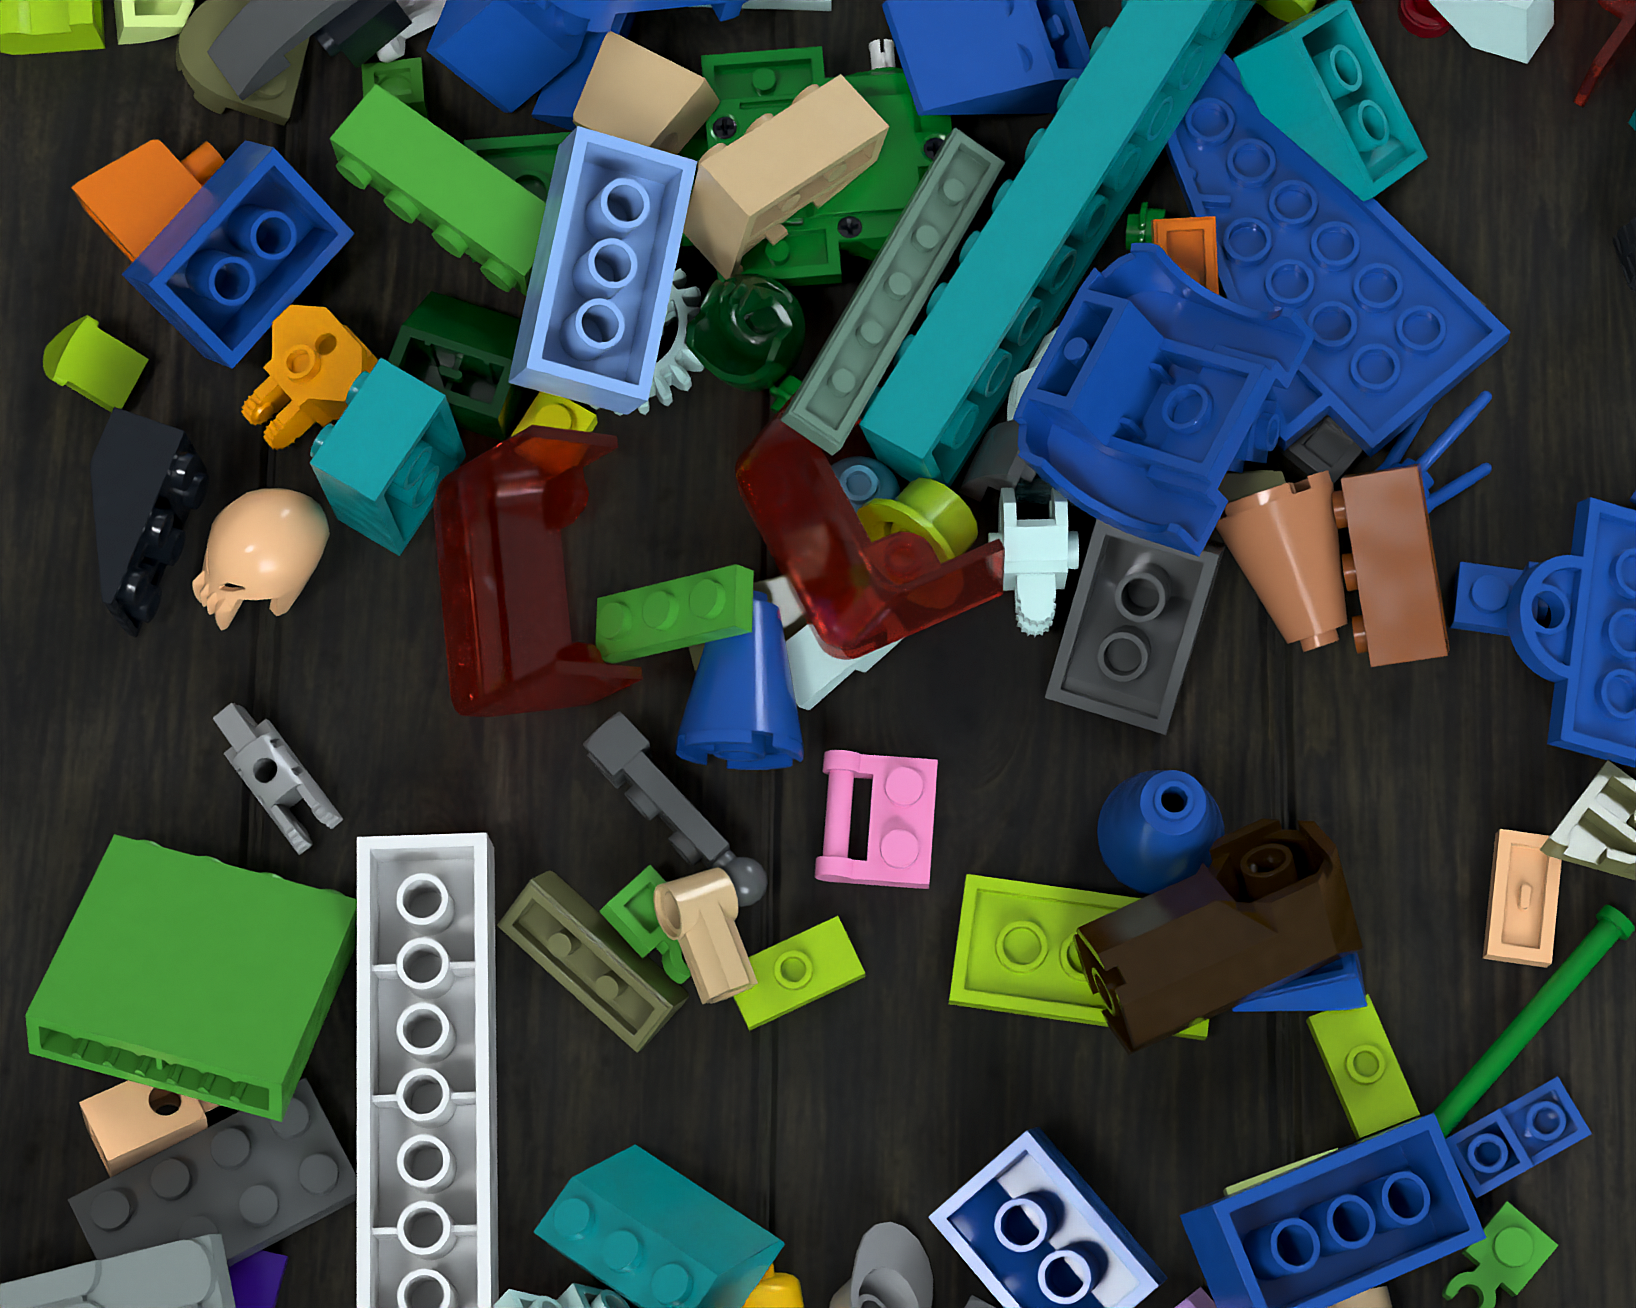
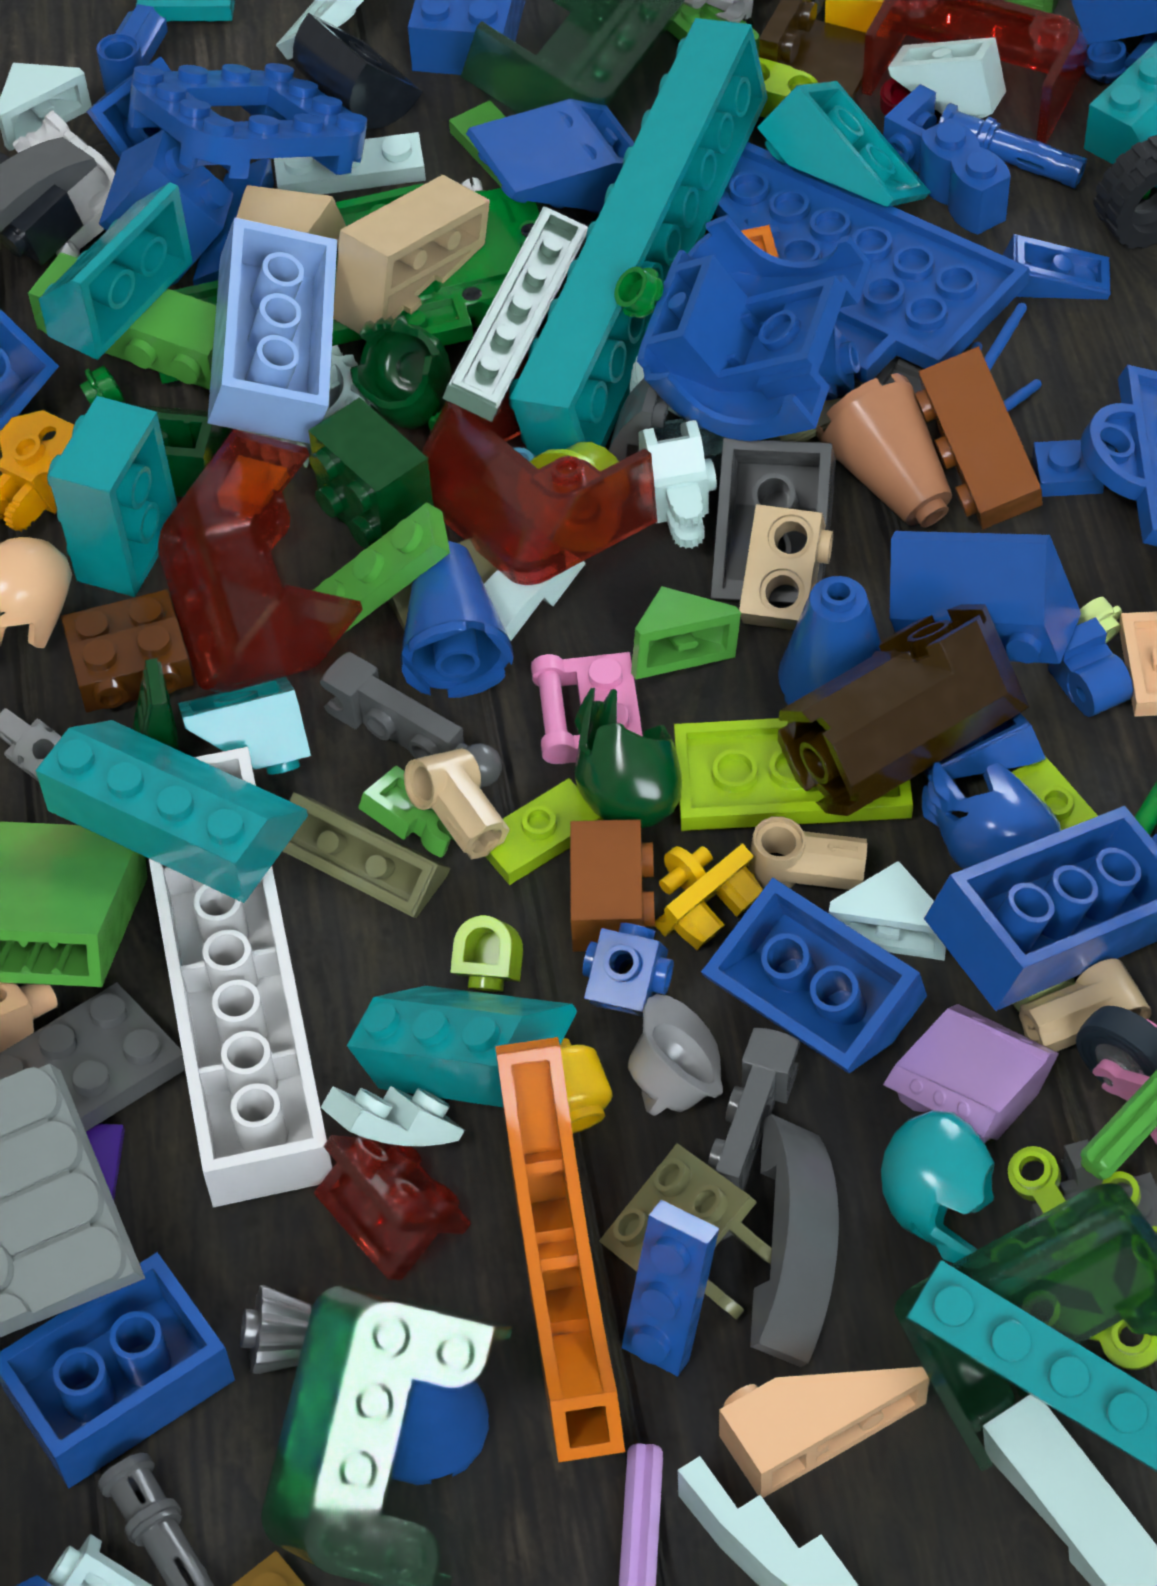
camera: 10 degrees left, 20 degrees down
(378, 637) = (115, 640): none -> reddish brown plate
(391, 901) = (168, 806): none -> teal slope
(393, 761) = (153, 708): none -> dark green slope
(402, 261) = (101, 384): none -> green plate
(433, 153) = (119, 275): none -> teal slope
(494, 773) = (253, 717): none -> slope
(687, 476) = (367, 472): none -> dark green brick
(707, 1131) = (487, 953): none -> lime plate
(850, 1190) = (606, 962): none -> brick
(853, 1068) = (608, 878): none -> dark orange brick
(900, 944) = (621, 771): none -> dark green helmet
(980, 1085) = (689, 911): none -> yellow hips
(1000, 753) = (683, 633): none -> bright green slope
(1035, 317) = (638, 291): none -> green plate
(1085, 1080) = (807, 857): none -> tan piece
(1119, 693) = (770, 567): none -> tan brick
(1150, 1169) = (891, 913): none -> light aqua slope
(1299, 1099) = (995, 820): none -> blue helmet
(1372, 812) = (1009, 573): none -> blue slope
(1423, 62) = (907, 121): none -> blue bracket
(1447, 896) = (1091, 672): none -> blue leg
(1470, 829) = (1105, 615): none -> yellowish green plate
(1476, 162) = (964, 176): none -> blue brick
(1512, 99) = (1021, 151): none -> blue pin
(1548, 309) = (1060, 270): none -> blue slope

